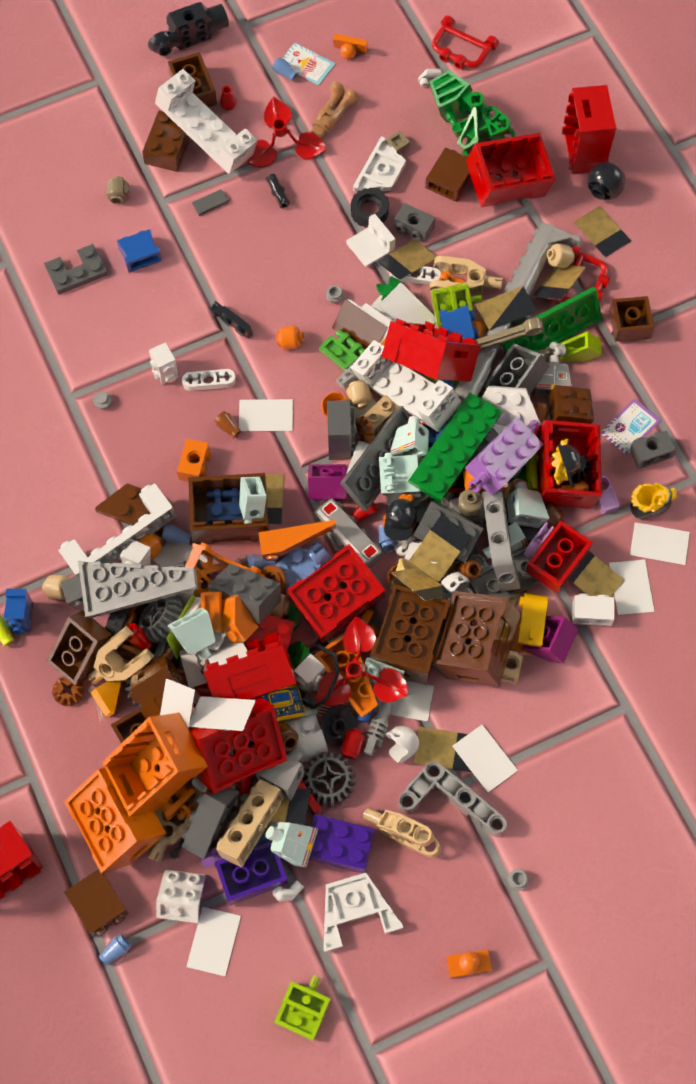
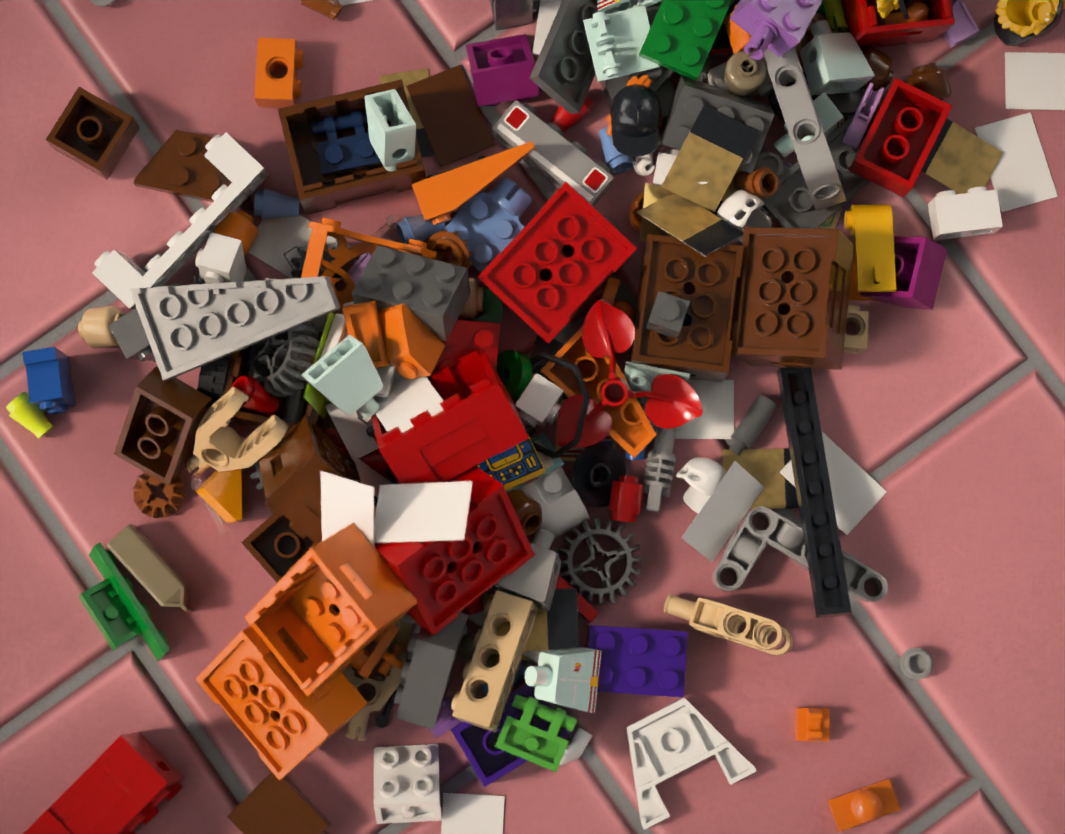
camera: 15 degrees left, 15 degrees up
(26, 754) = (118, 610): none -> green bracket
(52, 734) = (150, 568): none -> dark tan piece
(78, 476) = (93, 133): none -> reddish brown brick
(263, 877) = (531, 742): none -> bright green plate
(291, 502) = (450, 115): none -> reddish brown sticker
(395, 630) = (667, 315): none -> dark grey brick
(411, 761) = (723, 512): none -> white sticker
(440, 713) = (752, 424): none -> dark grey cylinder
(445, 906) = (812, 724): none -> orange tile
(469, 759) = (814, 492): none -> black plate
(585, 528) = (931, 80): none -> reddish brown head

